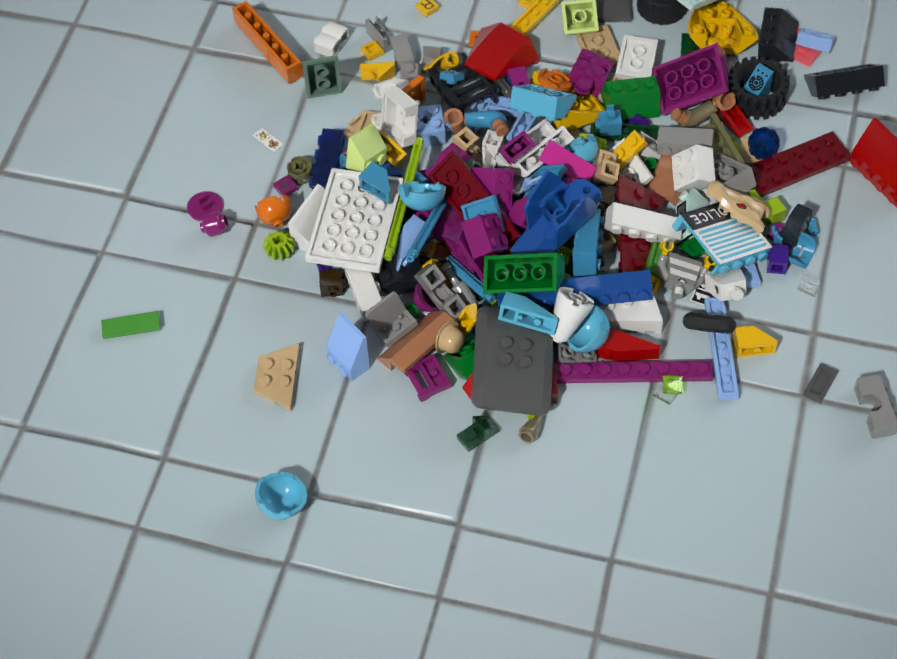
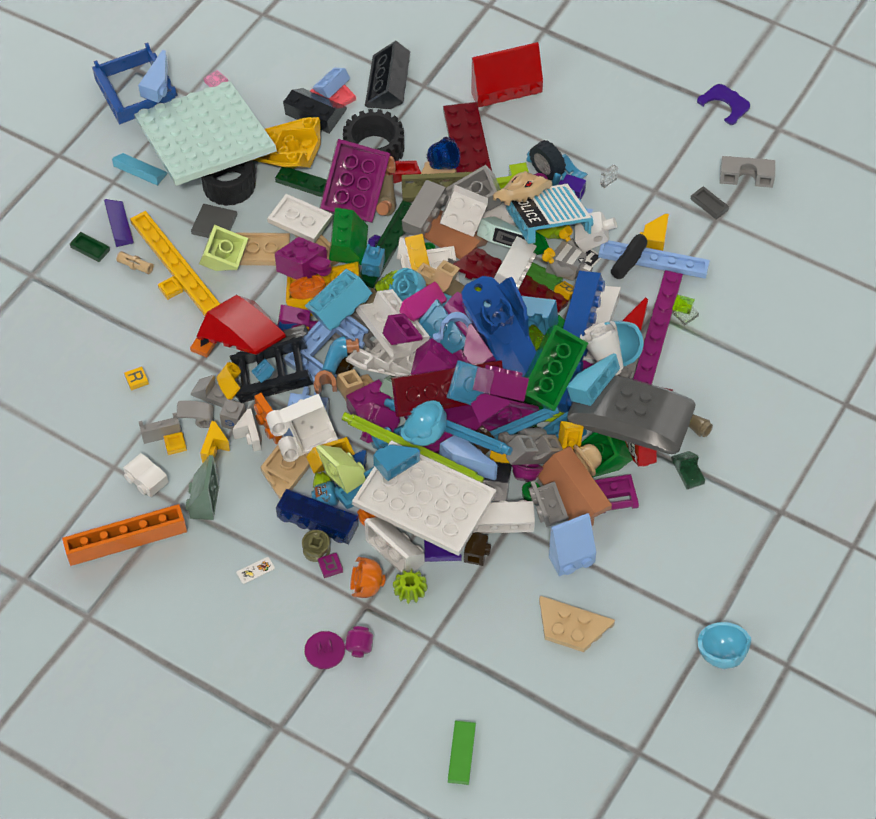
camera: 75 degrees left, 0 degrees up
(760, 81) = (372, 133): dark azure slope -> none

